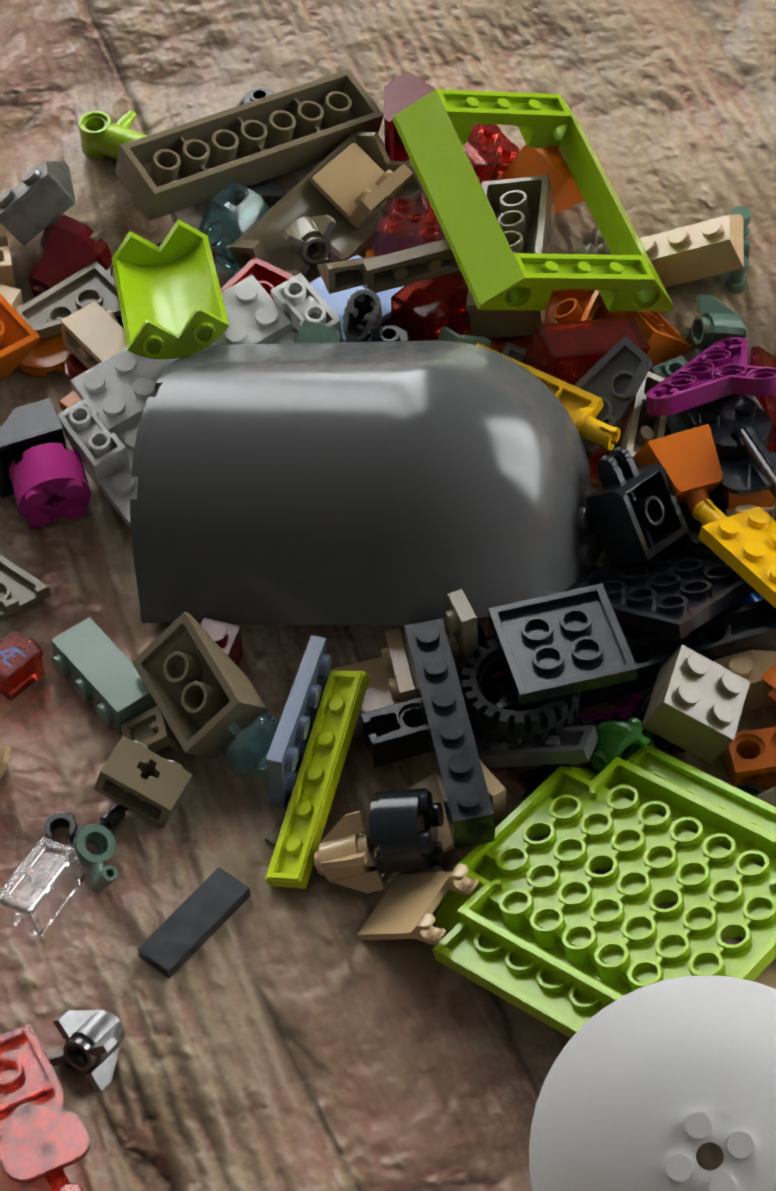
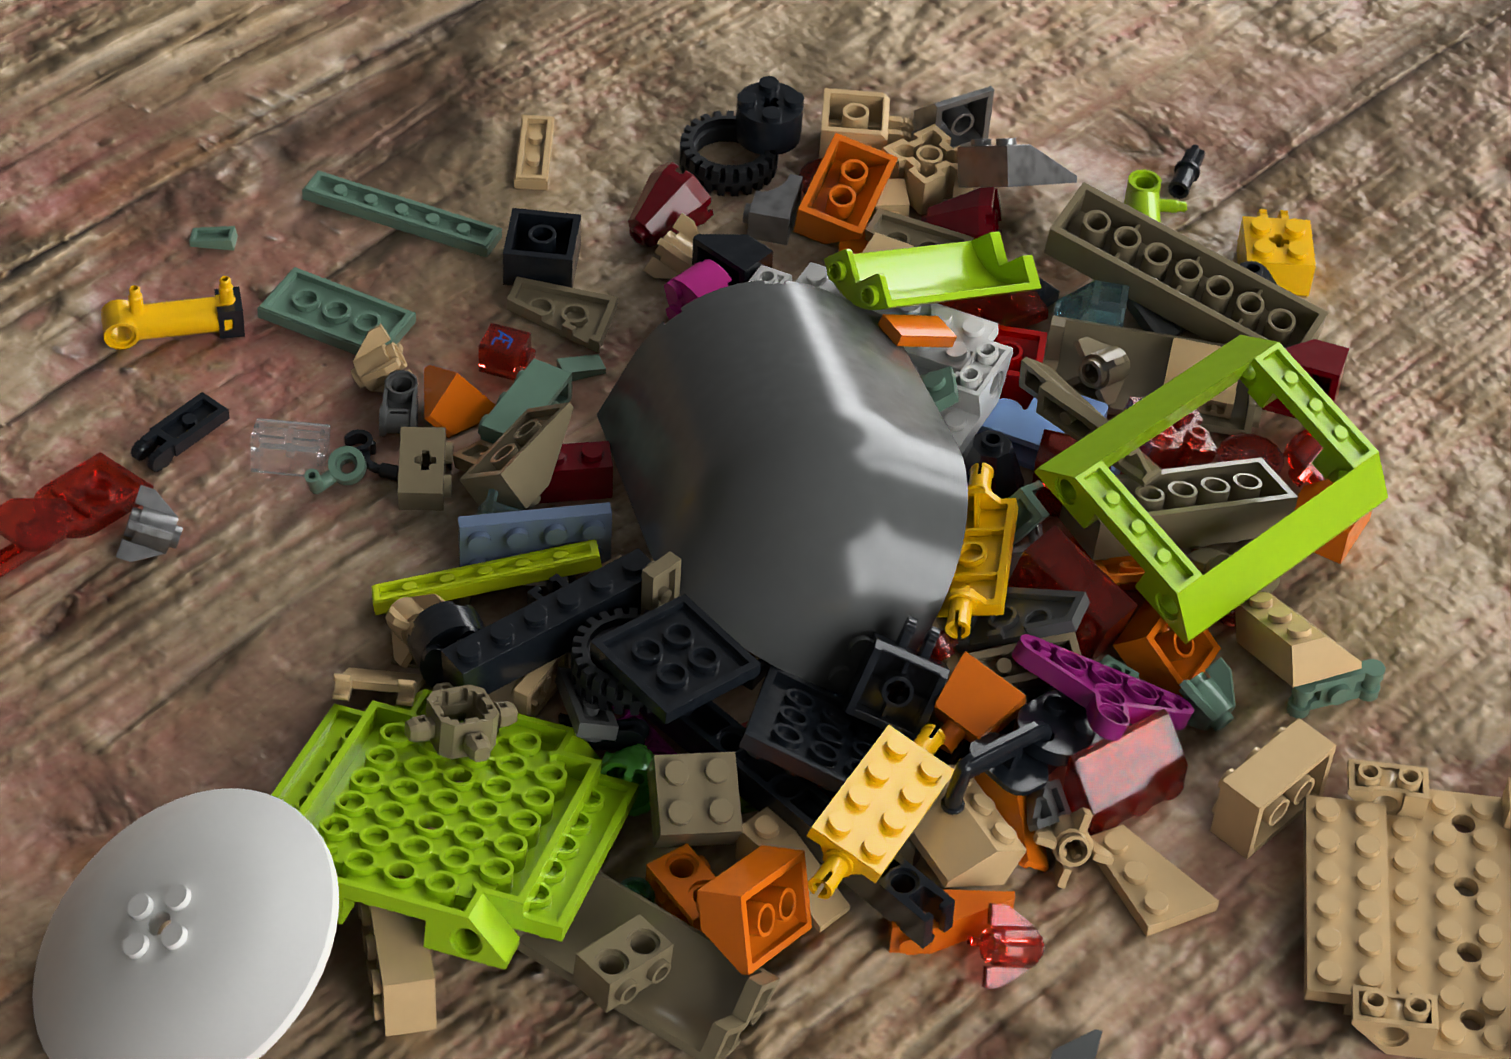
camera: 60 degrees right, 5 degrees down
(43, 777) = (399, 403): none -> dark grey piece
(55, 727) = (452, 401): none -> orange slope
(58, 616) = (582, 366): none -> sand green piece
(82, 95) = (1186, 172): none -> black axle
(194, 922) = (308, 557): black tile -> none
(225, 75) = (1281, 247): none -> yellow hinge
(244, 327) = (917, 330): none -> orange tile
(362, 315) = (999, 412): flat silver piece -> none
(538, 861) = (454, 739): none -> dark tan piece

